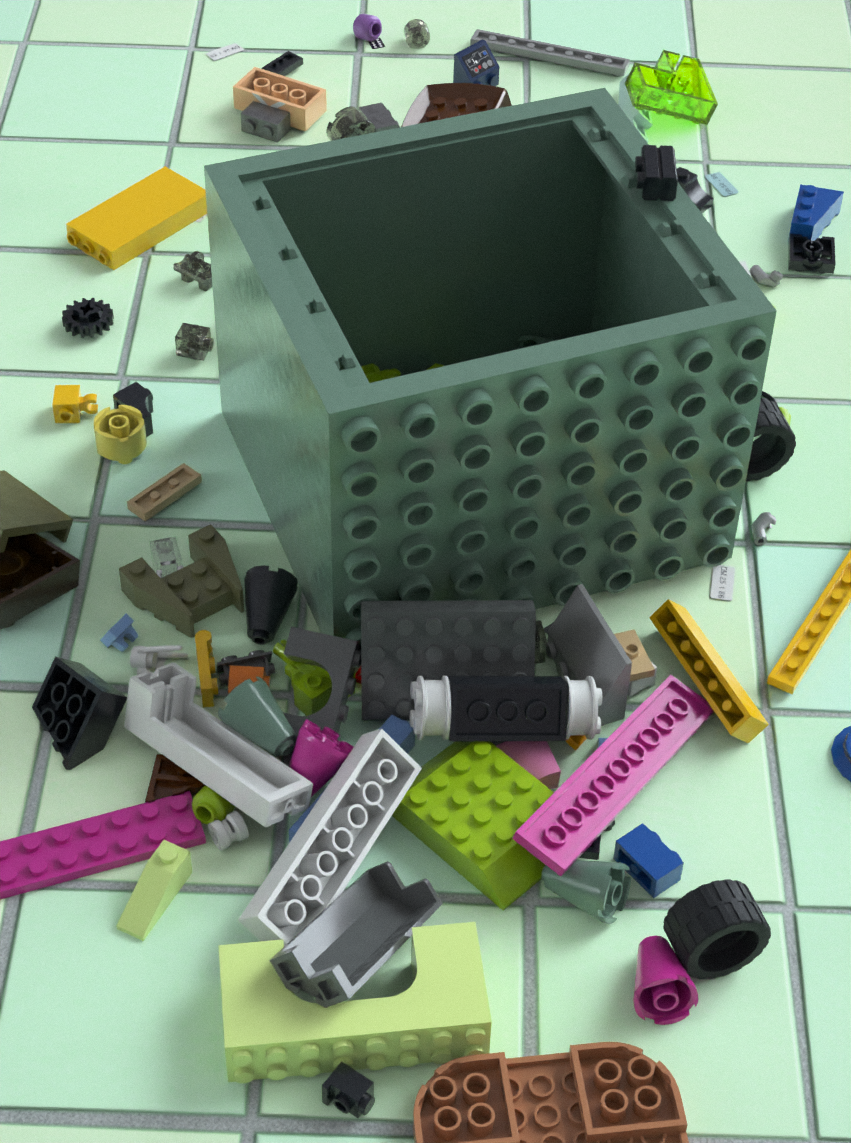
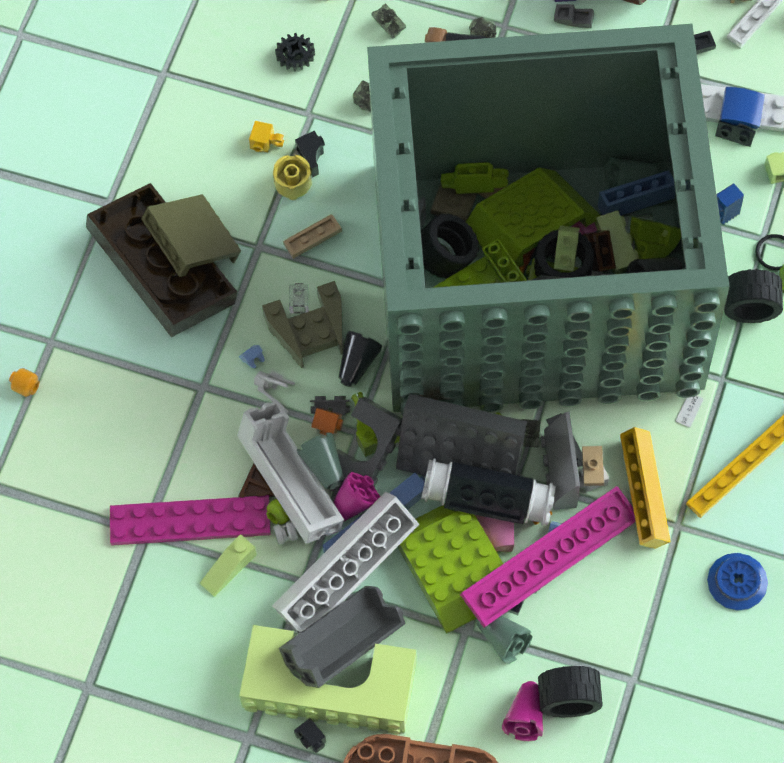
camera: 20 degrees right, 20 degrees up
(77, 710) = (210, 414): black wedge -> none
(206, 667) = (303, 398): yellow plate -> none
(648, 860) = (551, 624): blue brick -> none
(657, 172) = (692, 134): black brick -> none
(758, 527) = (736, 366): light grey arm -> none

